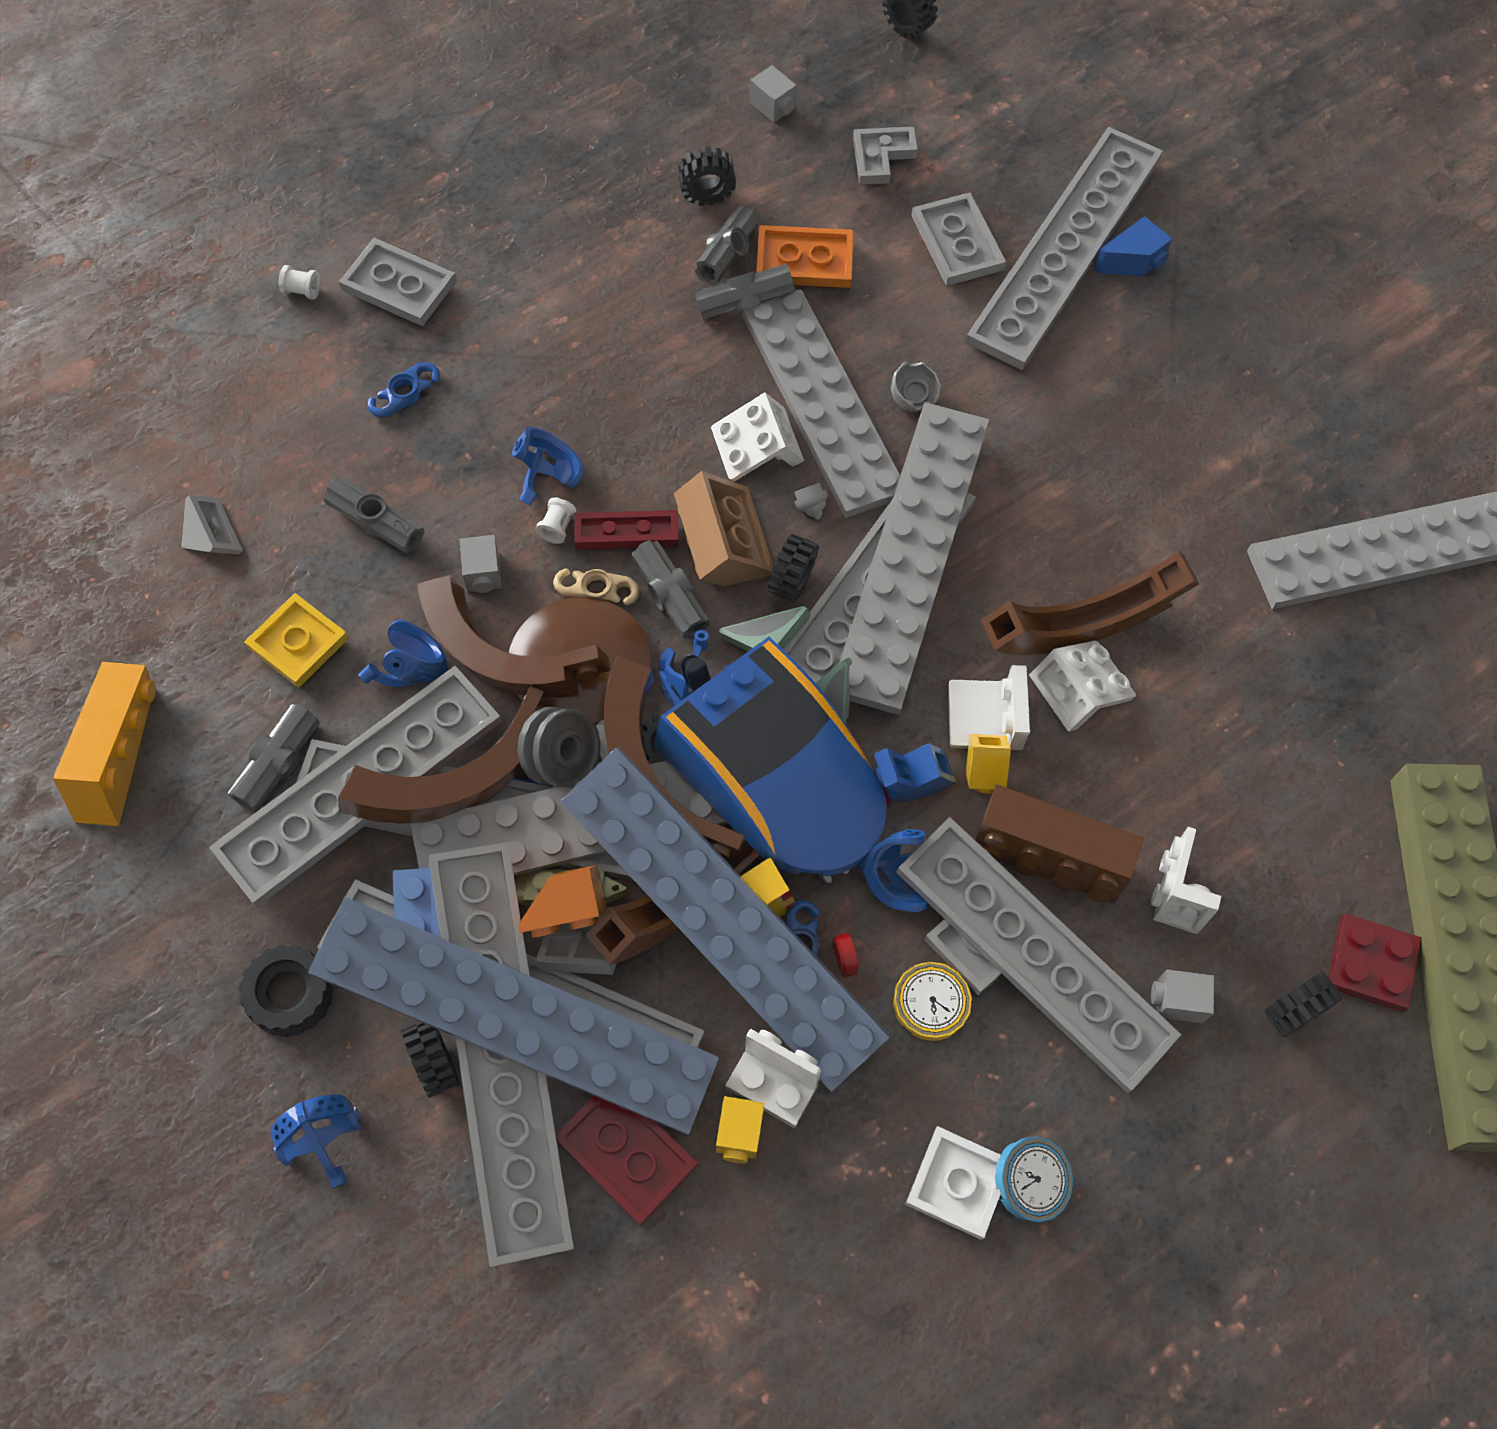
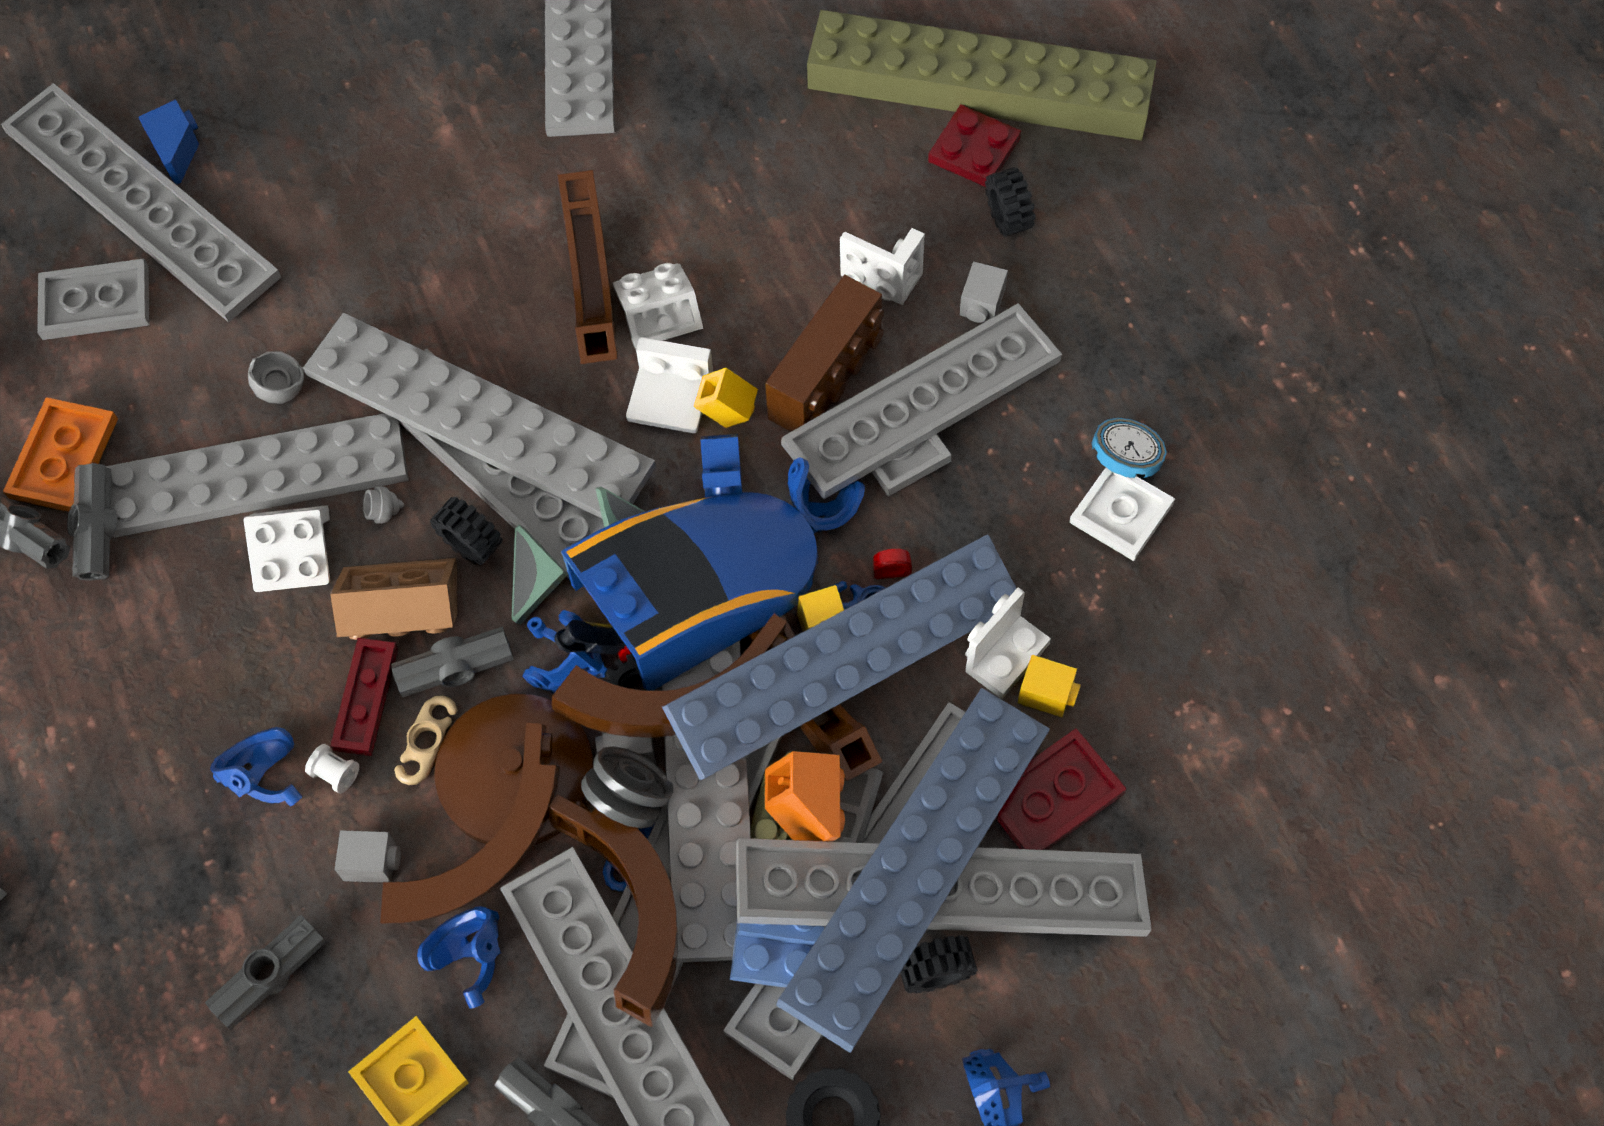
camera: 75 degrees left, 0 degrees up
(408, 377) = (107, 935): blue piece -> none
(932, 1001) = (949, 500): tile -> none

